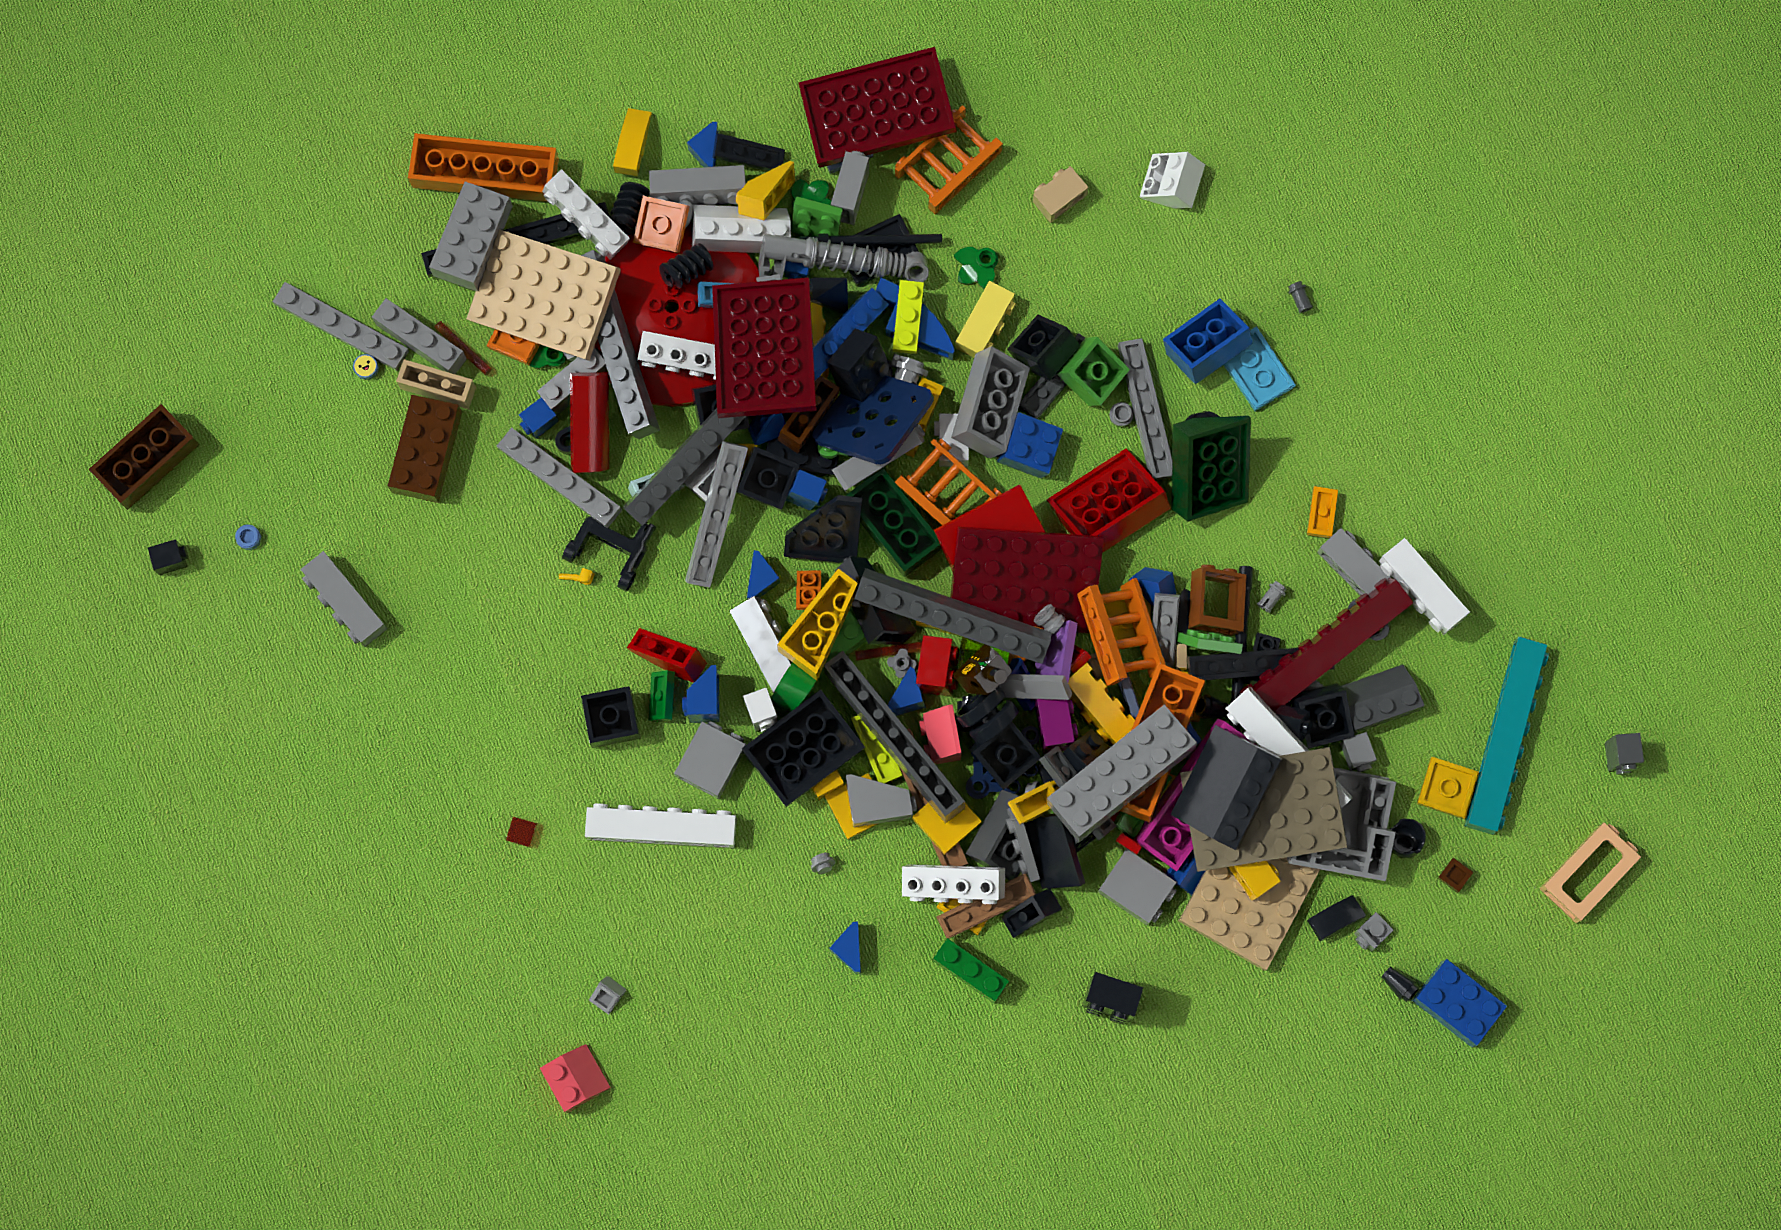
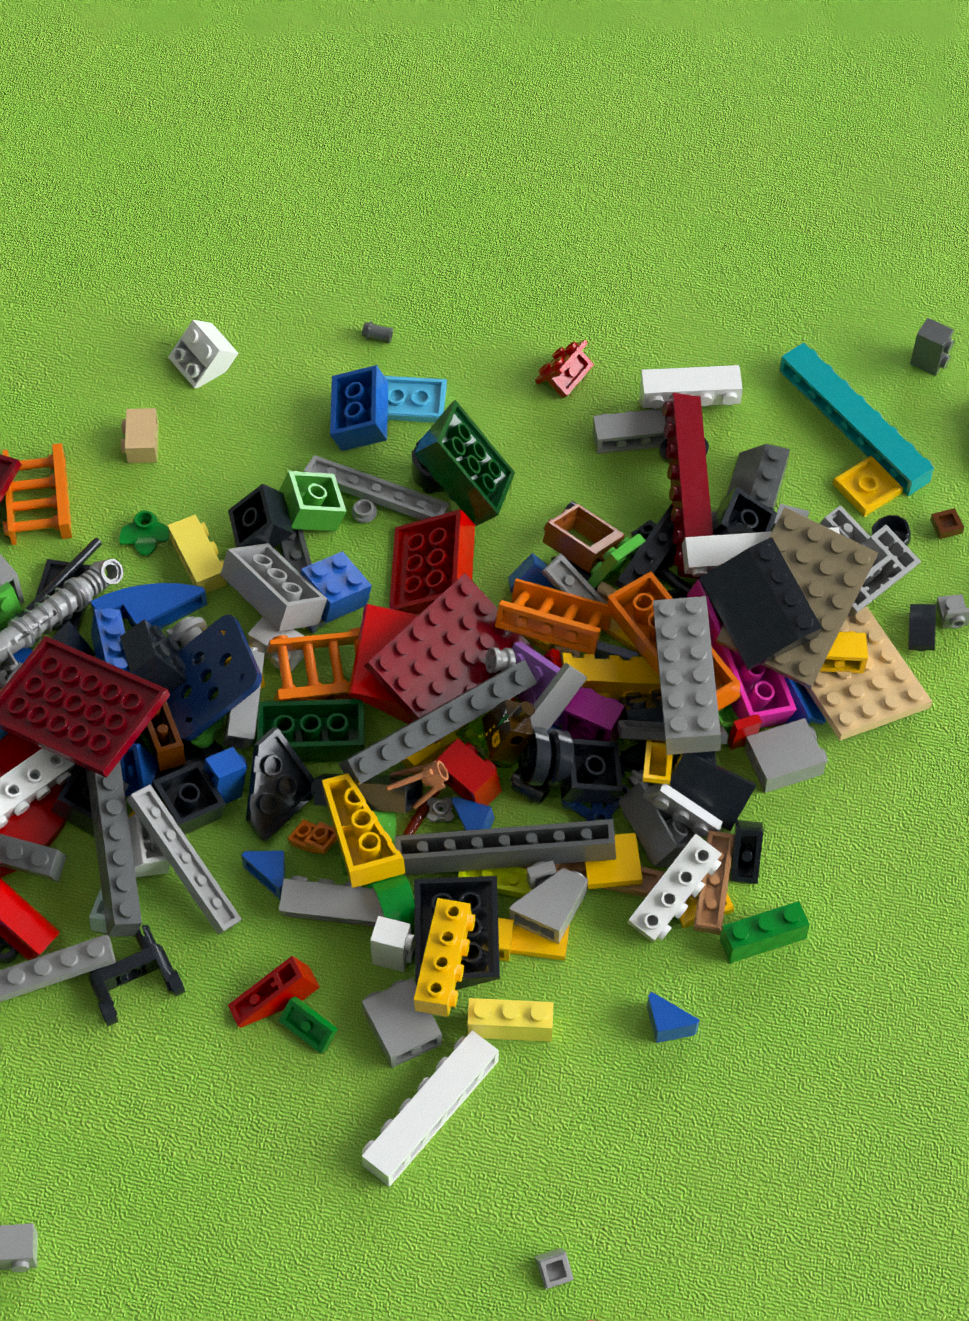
camera: 55 degrees left, 20 degrees down
(521, 832) = (335, 1240): clear red tile -> none
(585, 577) = (141, 1020): yellow hand -> none
(610, 717) = (292, 1079): black brick -> none
(703, 698) = (344, 984): blue slope -> none
(766, 835) = (511, 1019): none -> light yellow brick
(767, 757) = (443, 957): none -> yellow brick
(822, 863) = (572, 991): light grey plate -> none
(894, 776) = (539, 873): none -> light grey plate
(908, 317) = (144, 600): neon yellow plate -> none
(909, 643) = (431, 774): none -> nougat plant
(941, 735) = (531, 806): coral slope -> none
(1112, 998) = (875, 826): black brick -> none
(1272, 596) = (607, 498): light grey pin -> none
(1322, 512) = (567, 426): light orange plate -> none
(1376, 471) = (566, 368): none -> red bracket

